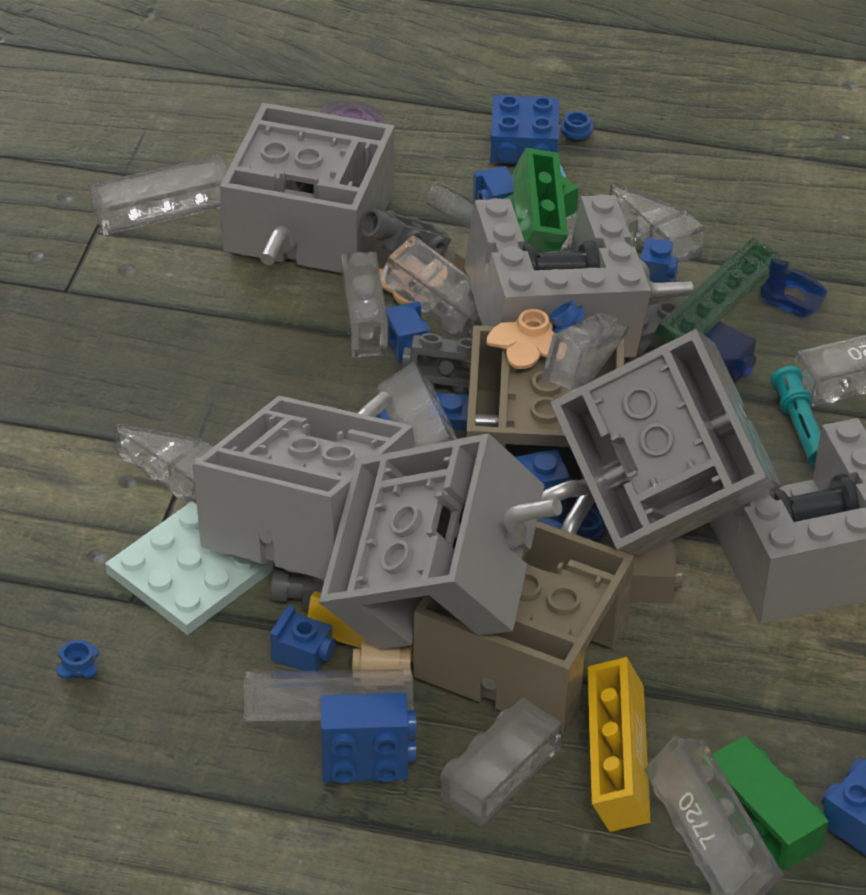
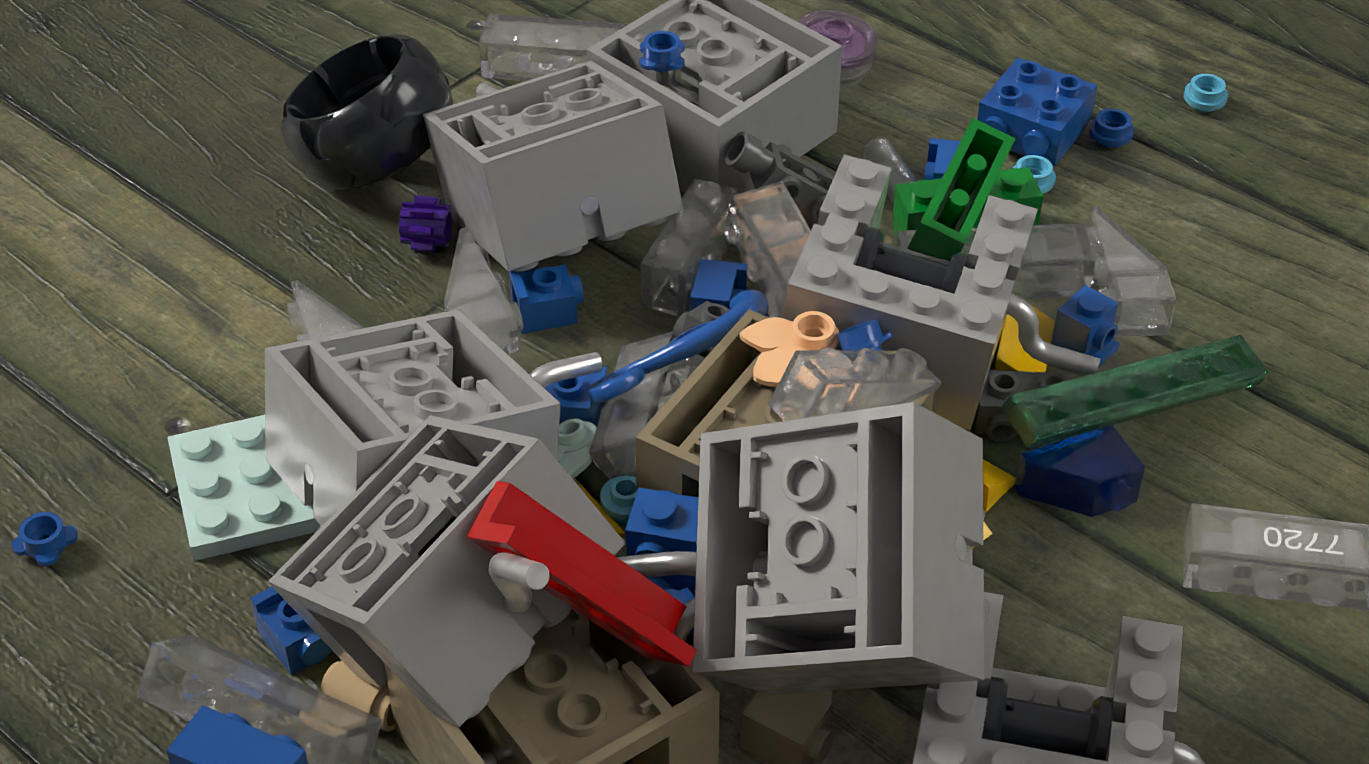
camera: 30 degrees right, 0 degrees up
(59, 267) = (364, 111): none -> black wheel
(166, 353) = (425, 224): none -> dark purple gear
(238, 386) = (482, 294): none -> clear slope
(245, 276) = (554, 163): none -> light grey piece
(281, 170) = (662, 52): none -> blue plate
(289, 373) = (546, 297): none -> blue brick
(433, 365) = (680, 348): none -> blue plant
(570, 529) = (584, 574): none -> red fence
(620, 80) = (1206, 93): none -> medium azure plate
(782, 276) = (1237, 402): clear blue piece -> none
(796, 403) = (1156, 567): teal pin -> none

